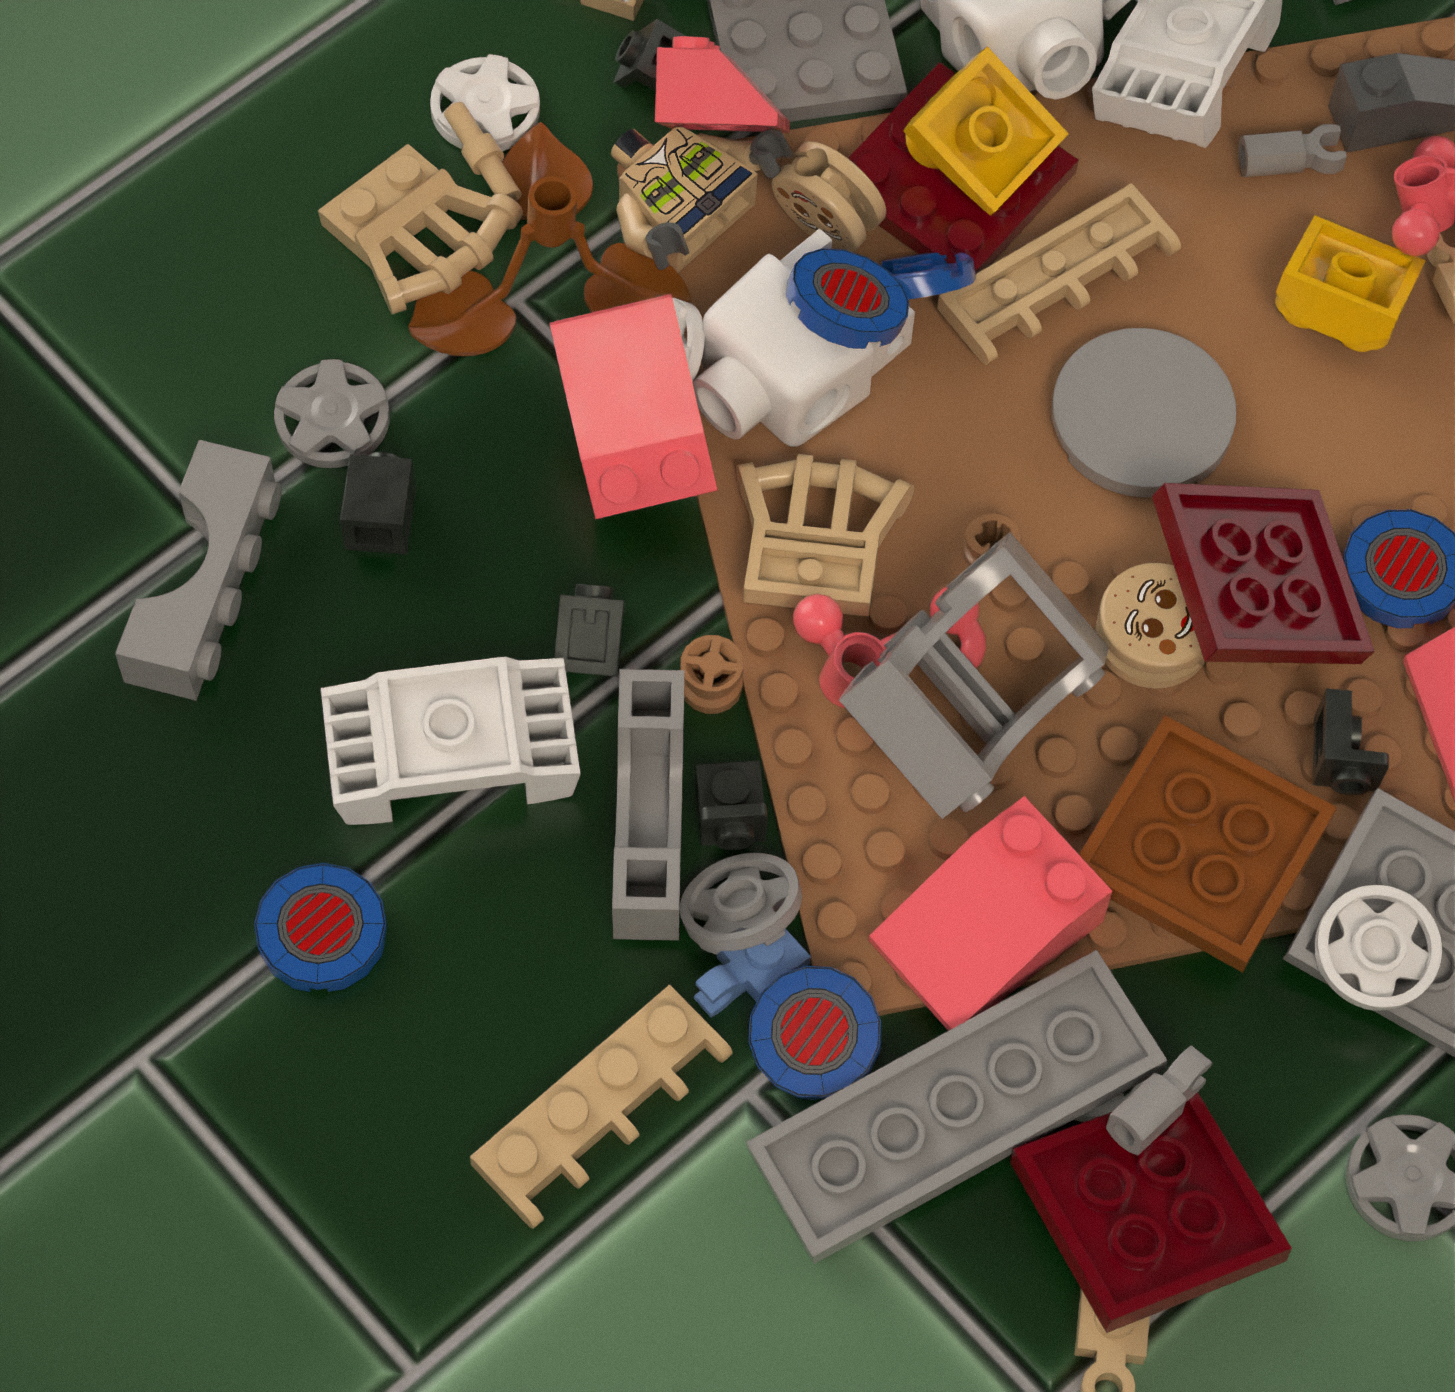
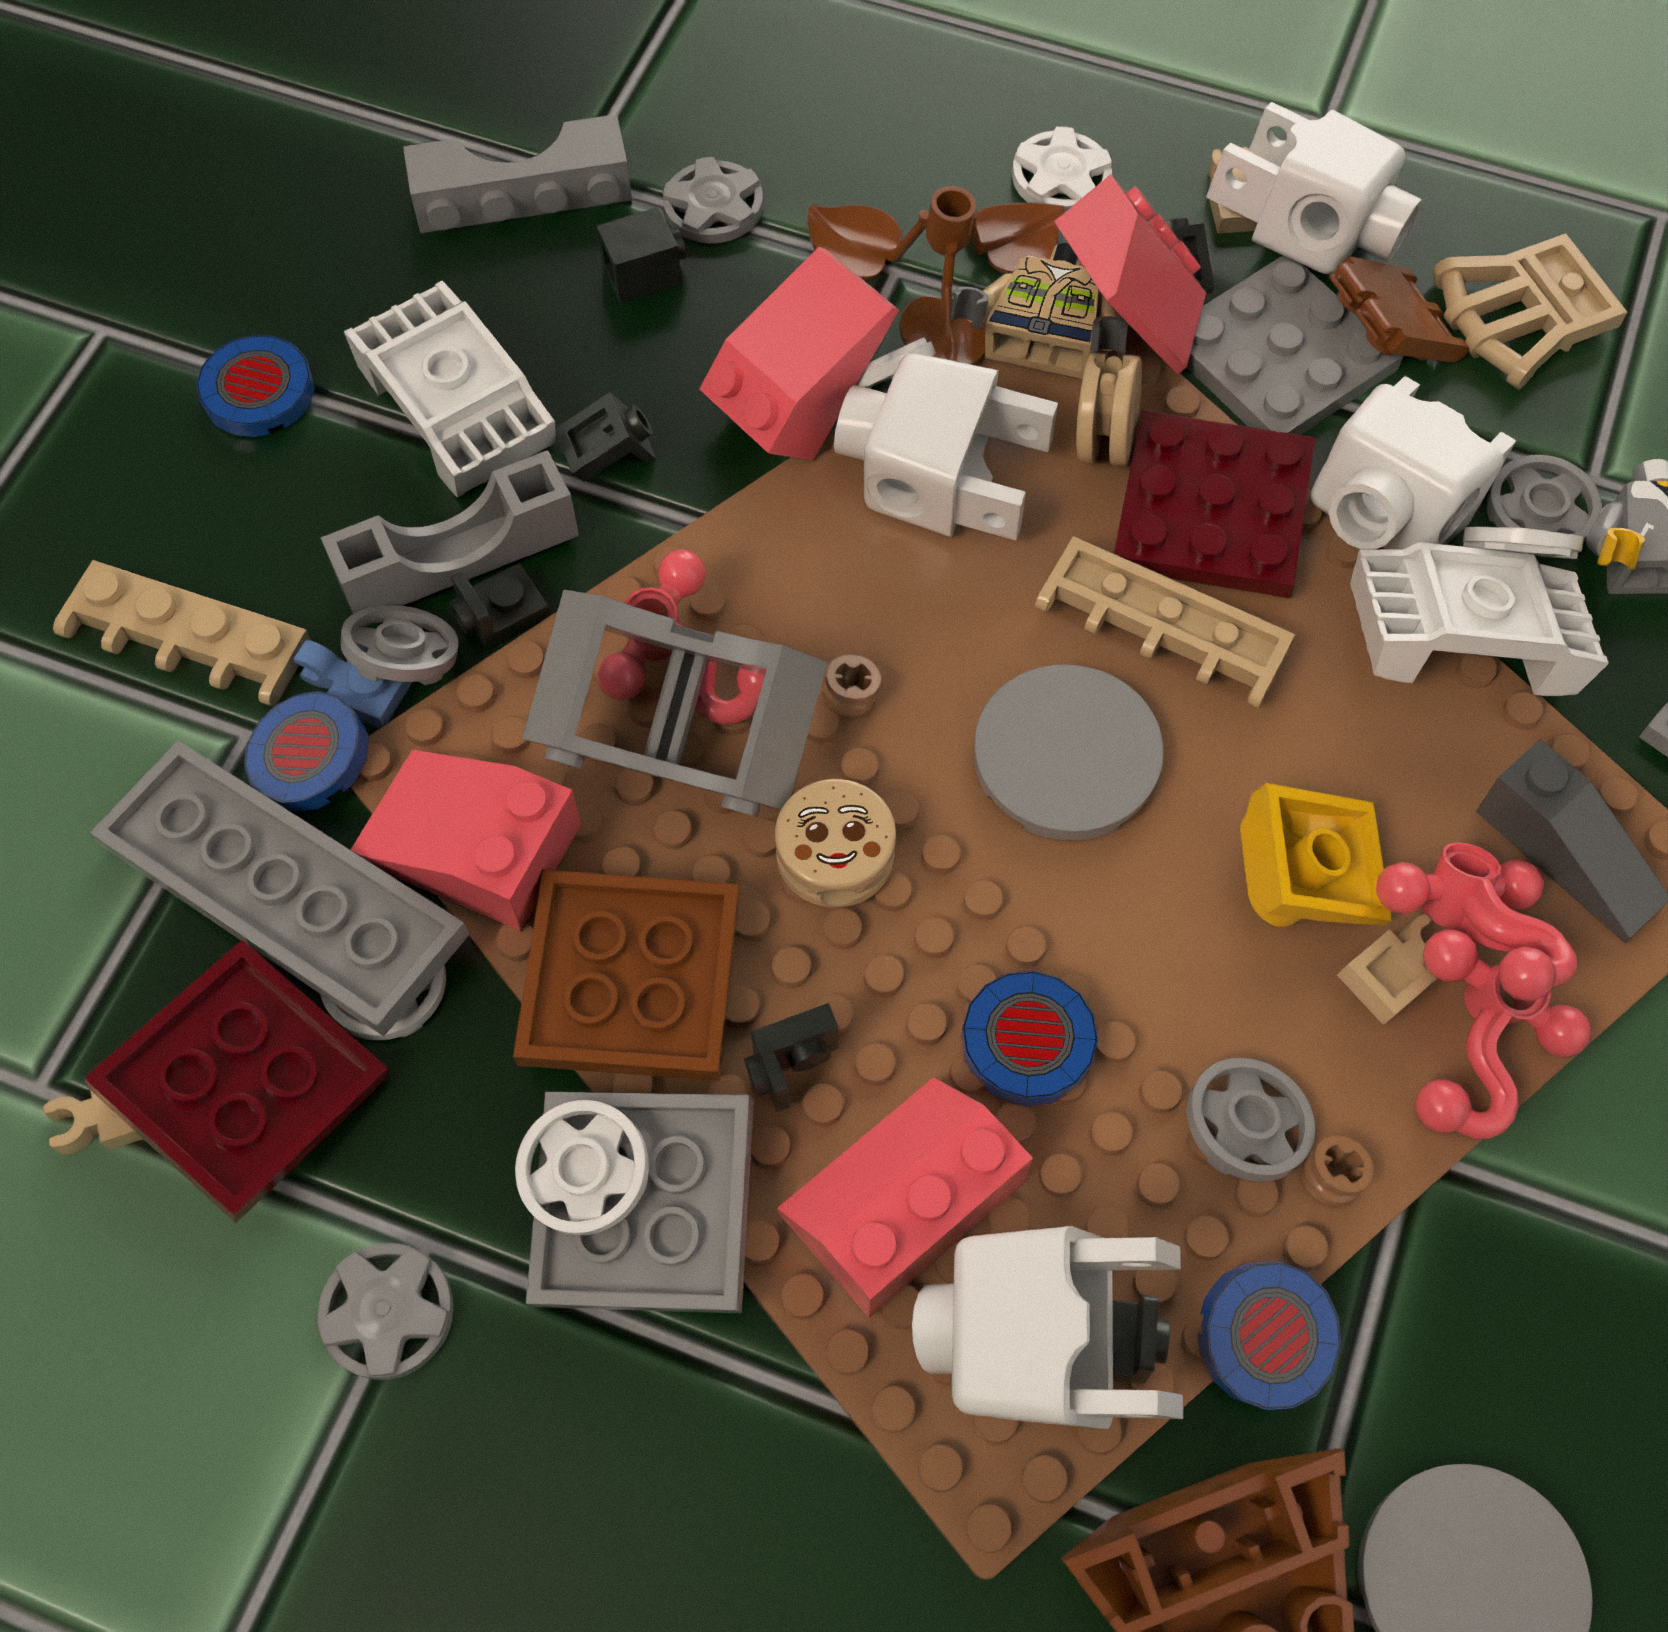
camera: 65 degrees right, 0 degrees up
(398, 202) = (905, 150): tan plate -> none
(481, 151) = (1005, 177): tan bar -> none
(712, 658) = (620, 527): medium nougat wheel -> none
(803, 560) = (746, 556): tan plate -> none
(847, 298) = (983, 438): blue tile -> none
(930, 274) = (1073, 508): blue tile -> none
(984, 131) = (1247, 482): yellow slope -> none
(1157, 1102) = (334, 1037): light grey bar -> none
(1262, 574) = (926, 901): dark red plate -> none
(1291, 152) = (1432, 756): light grey bar -> none

